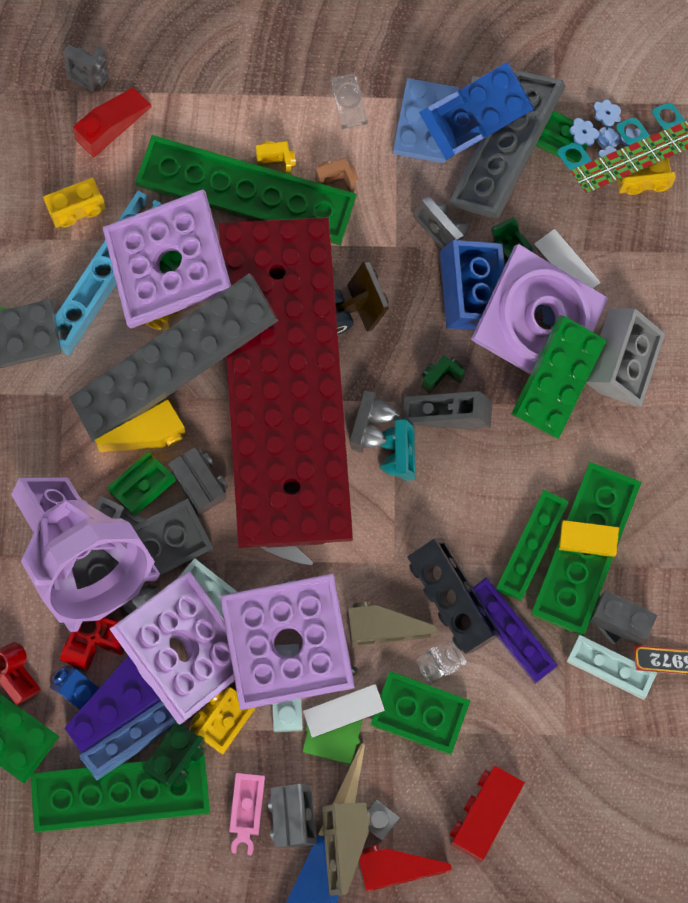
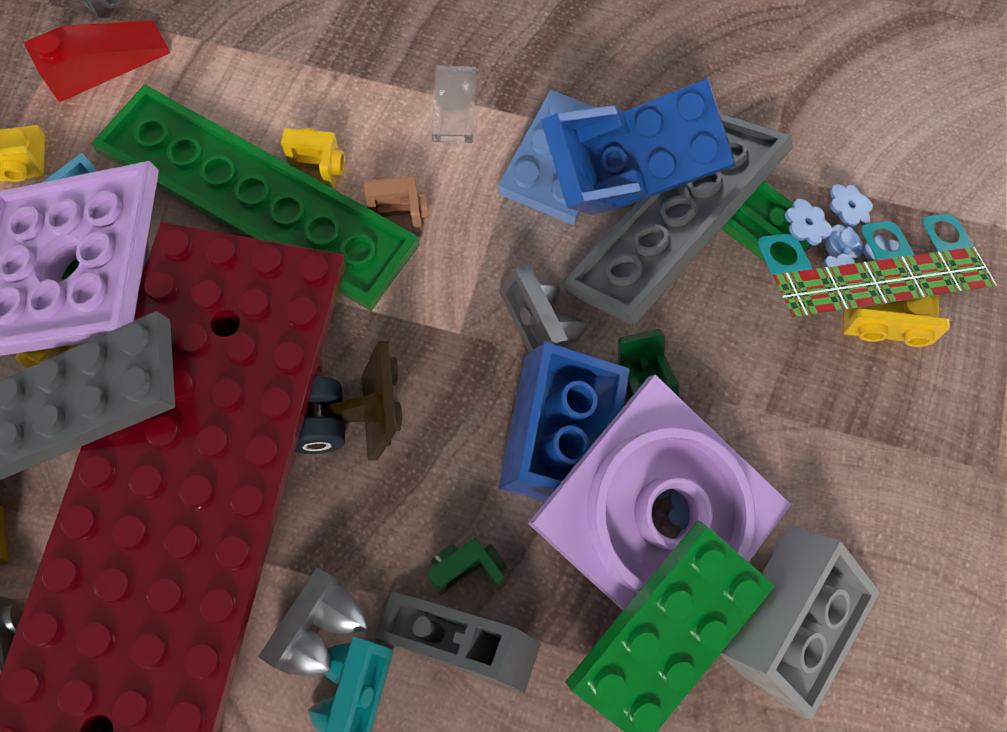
camera: 20 degrees right, 5 degrees down
(562, 256) = (731, 420): white sticker -> none

